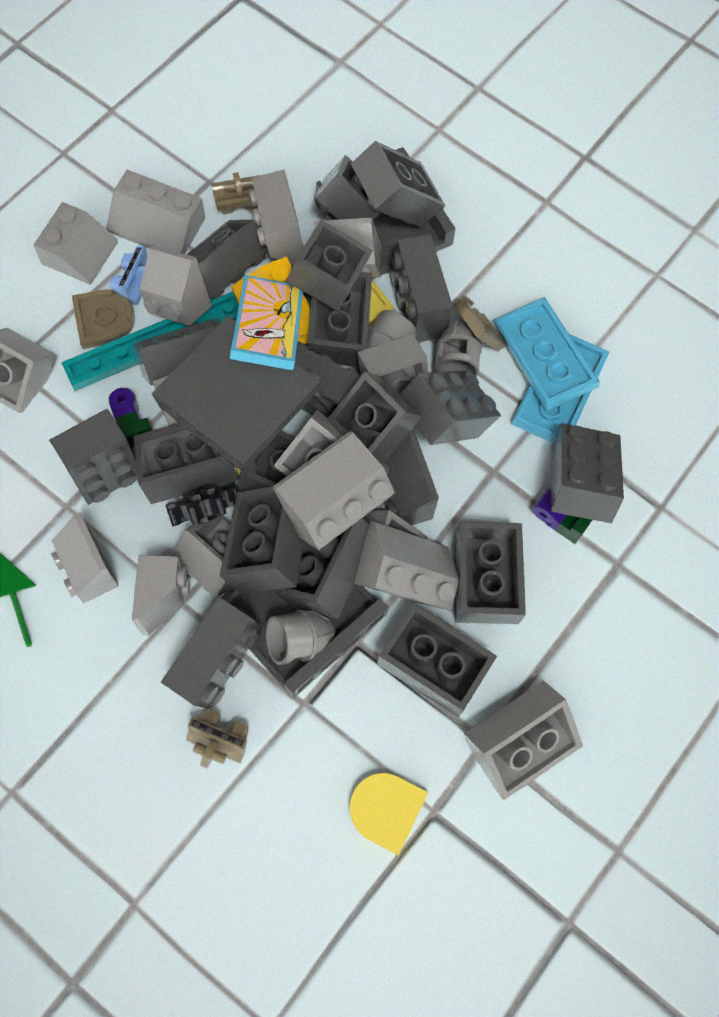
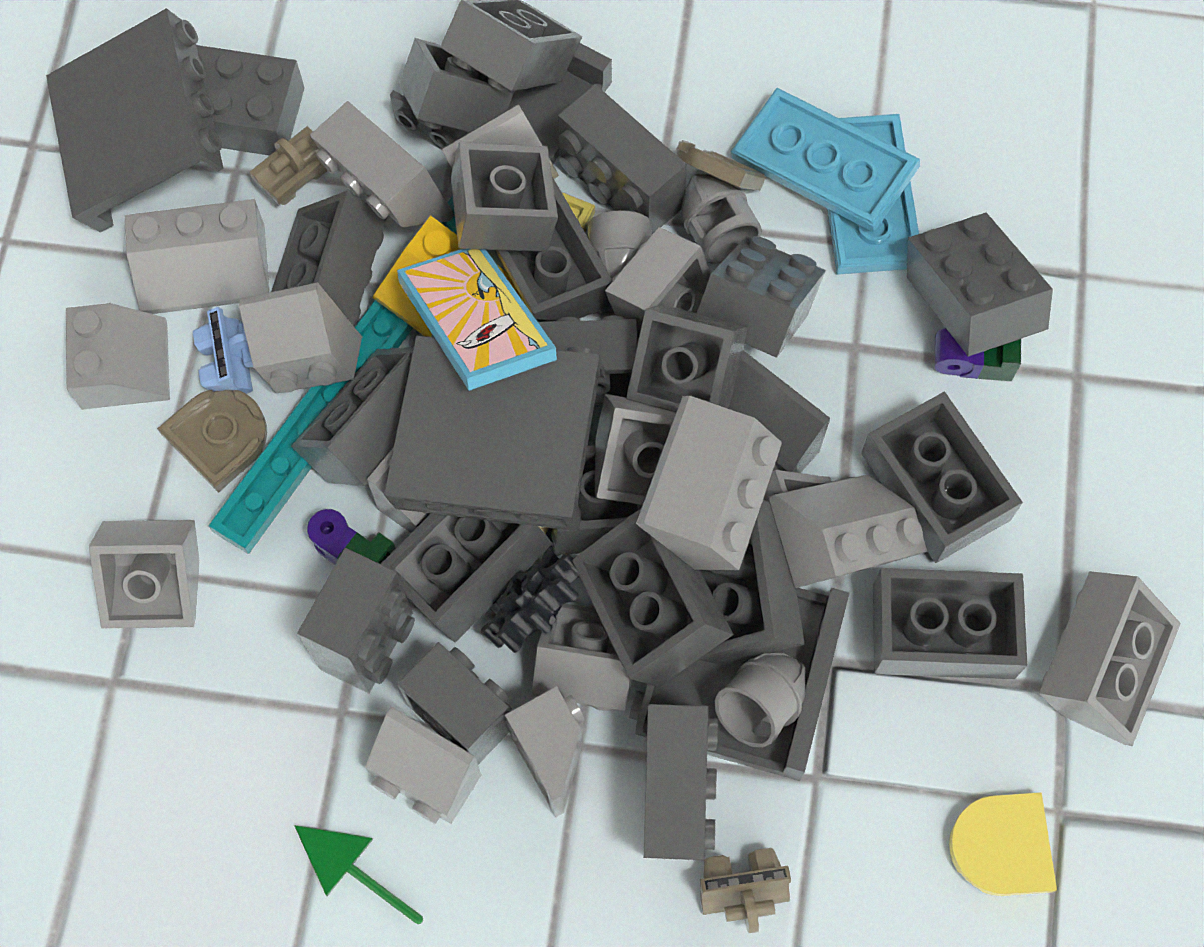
camera: 25 degrees left, 0 degrees up
(122, 534) = (456, 702): none -> dark grey brick
(167, 118) = (132, 116): none -> dark grey panel
(228, 138) = (251, 97): none -> dark grey brick

